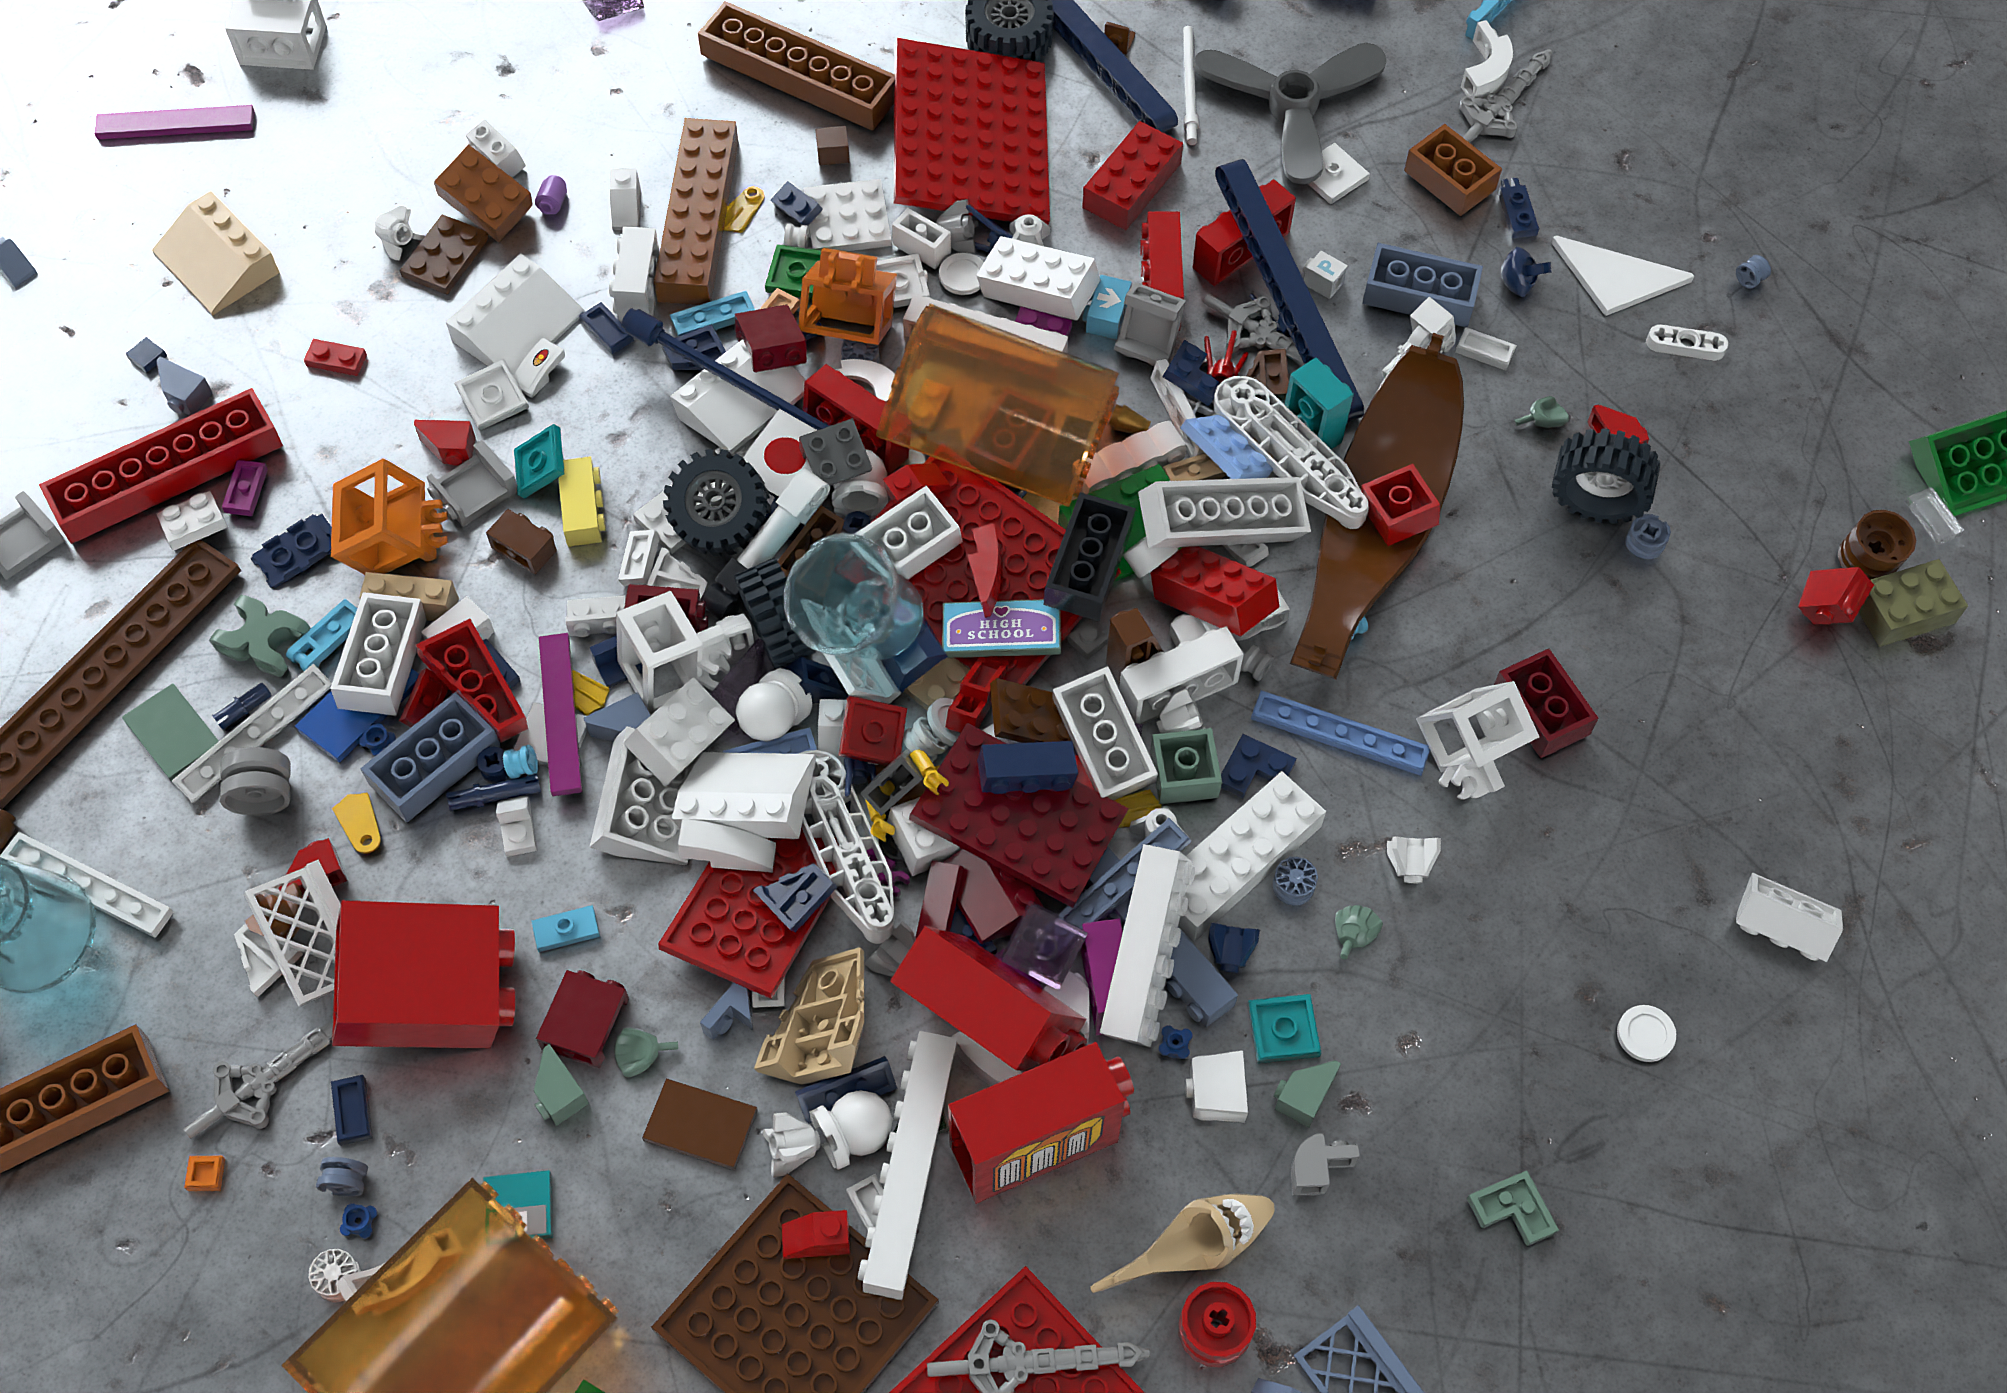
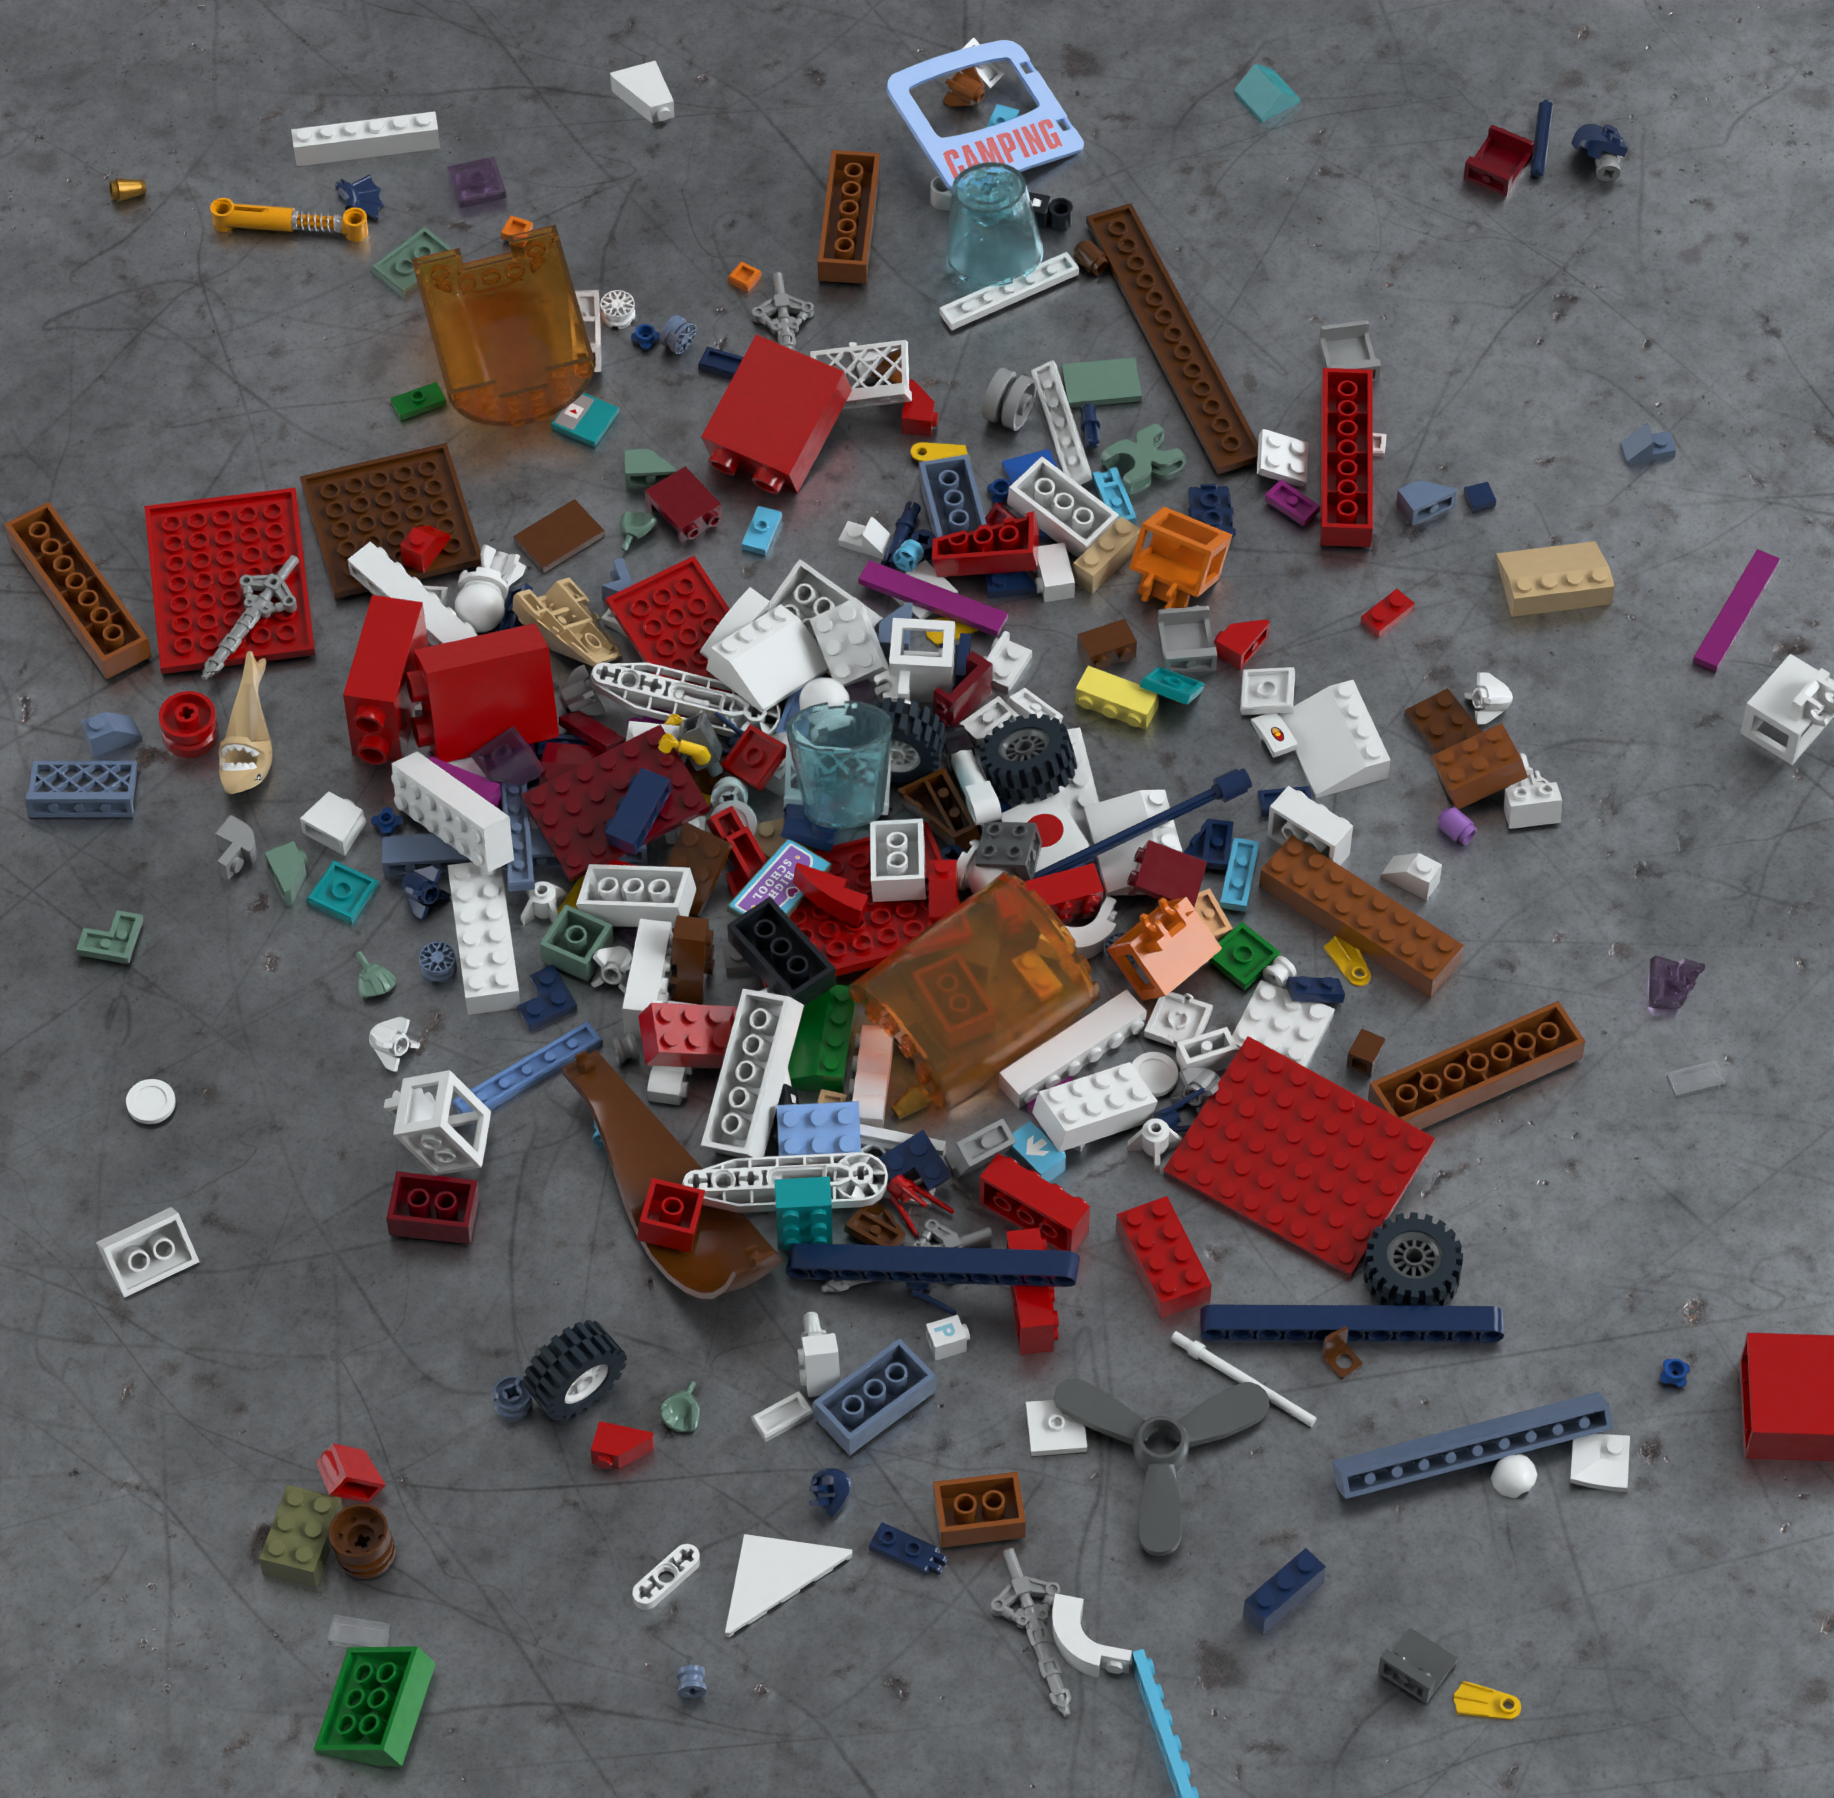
camera: 125 degrees right, 5 degrees down
(797, 895) = (663, 643): wing -> none

